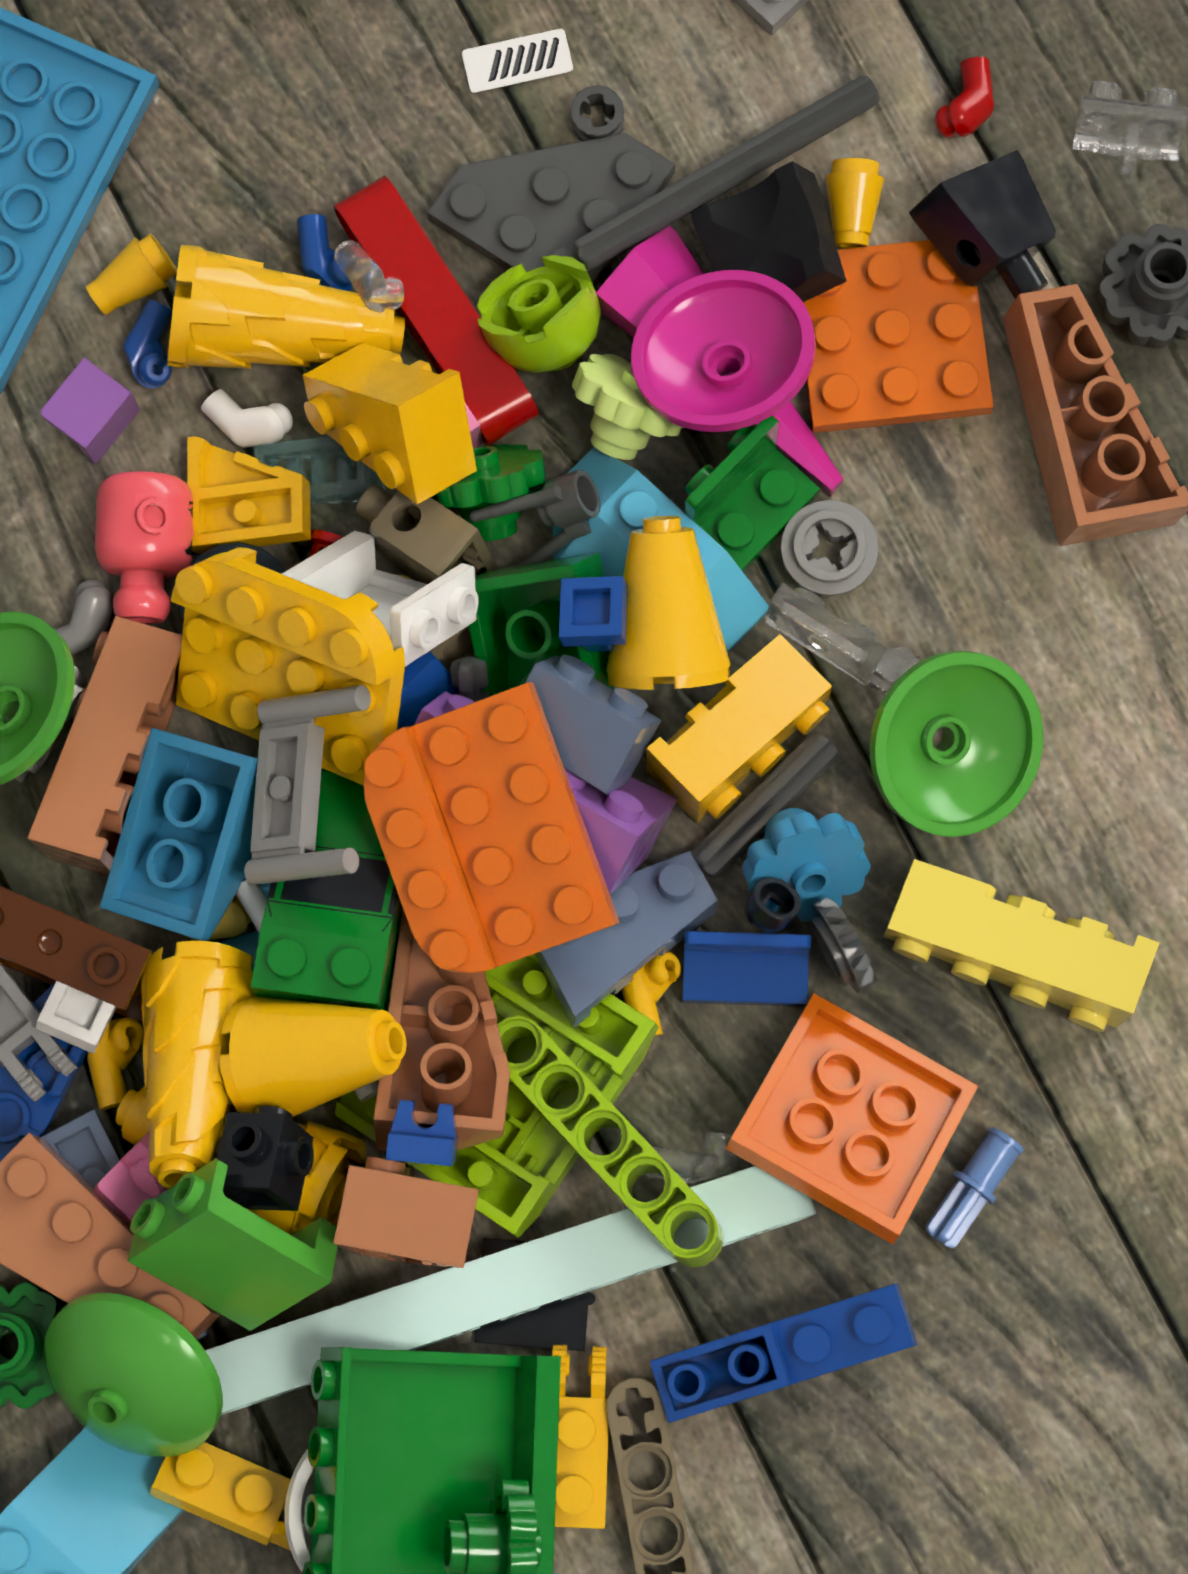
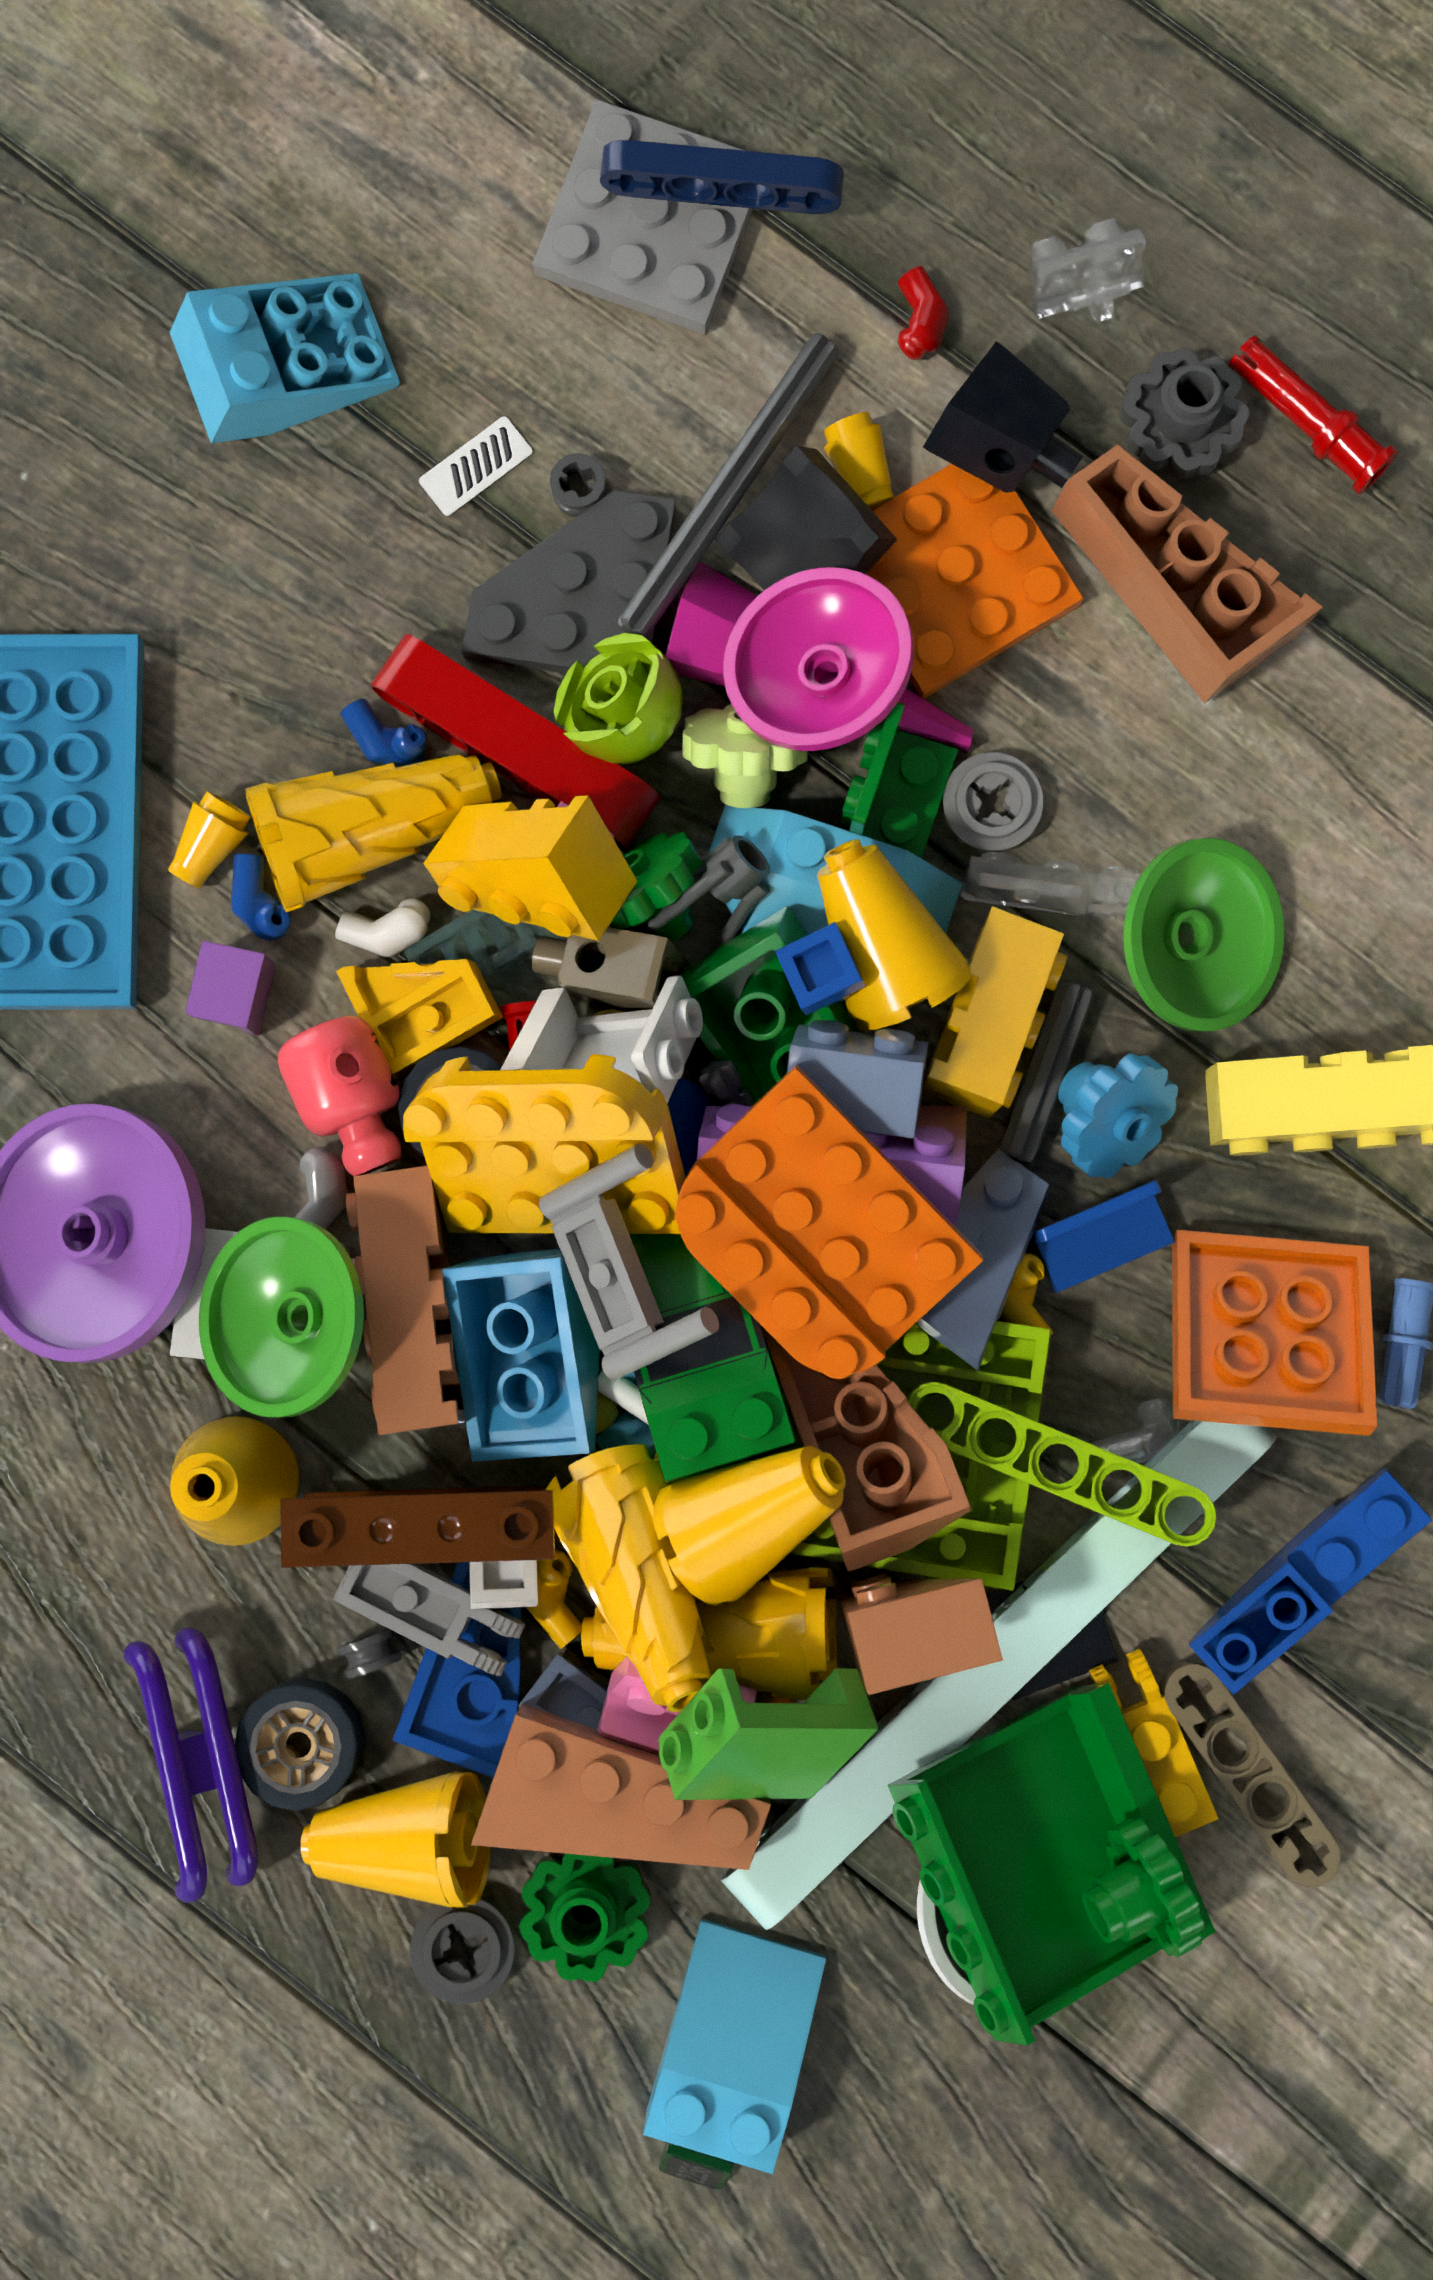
camera: 25 degrees left, 5 degrees up
(133, 1375) = (723, 1895): bright green dish -> none
(226, 1492) = (851, 1950): yellow hinge -> none
(265, 1159) = (758, 1638): black brick -> none
(368, 279) = (440, 740): clear arm -> none
(423, 1144) = (903, 1557): blue tile -> none
(781, 894) = (1122, 1170): black hinge -> none
(840, 945) = (1185, 1175): dark grey gear -> none

